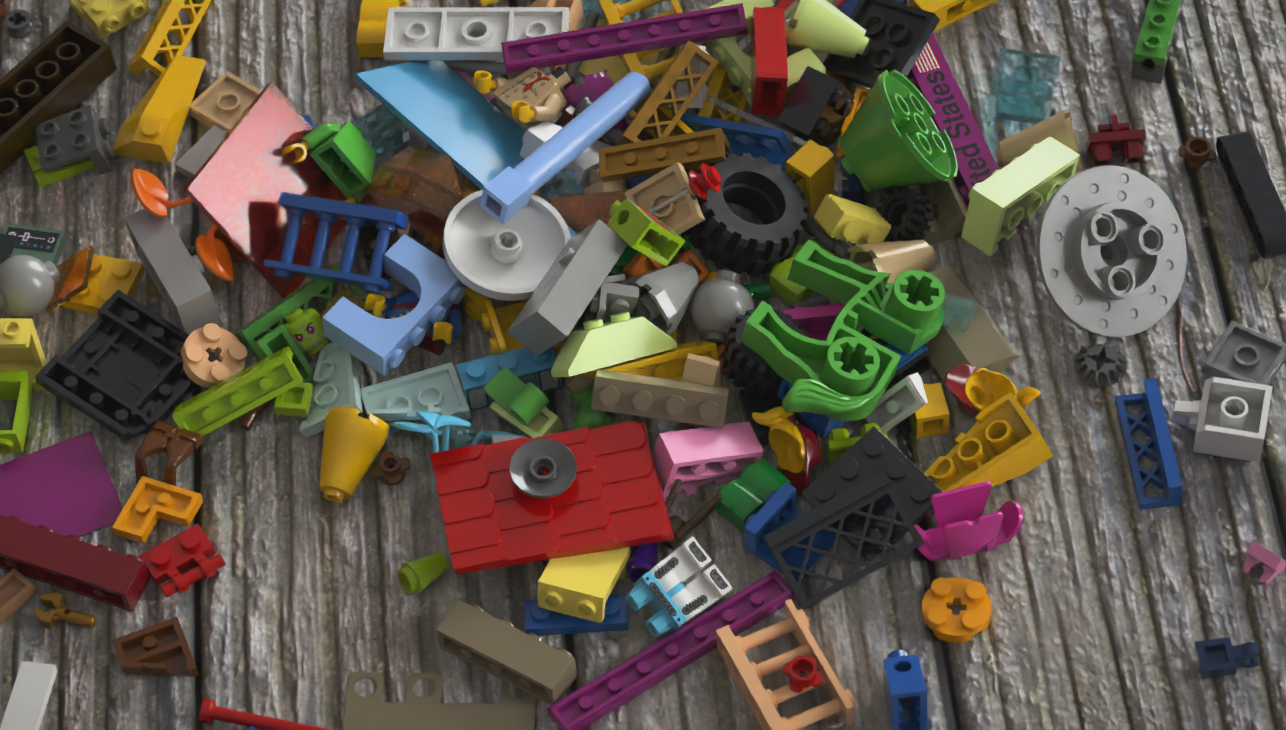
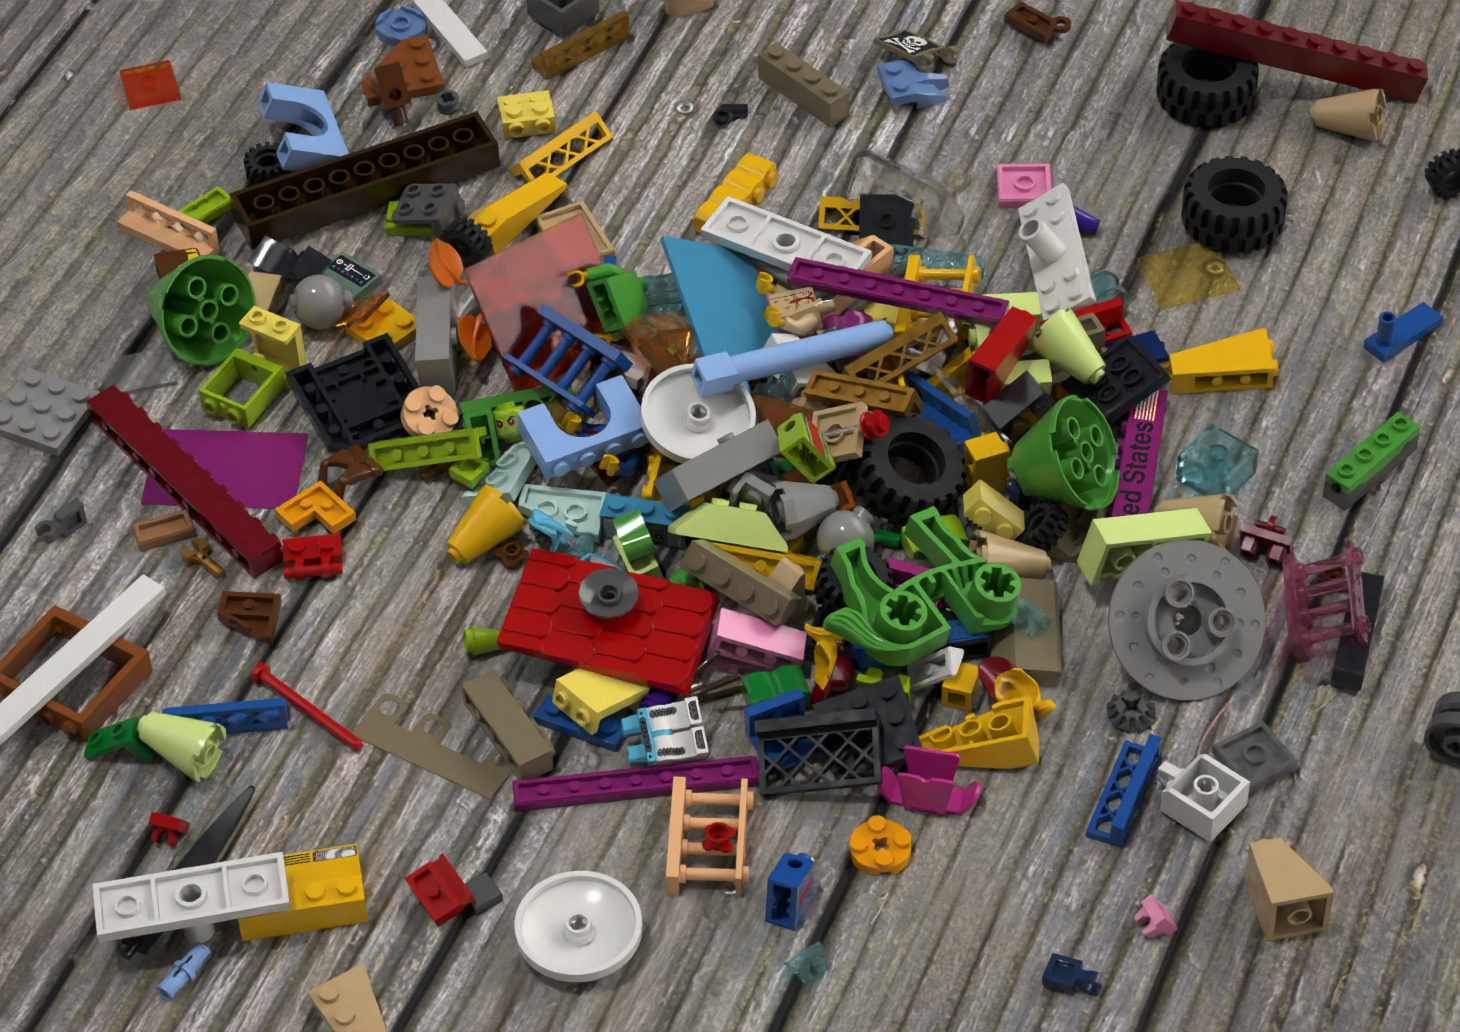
camera: 25 degrees right, 5 degrees down
(129, 151) = (467, 240): none -> black tyre
(1199, 203) = (1298, 594): none -> clear pink fence

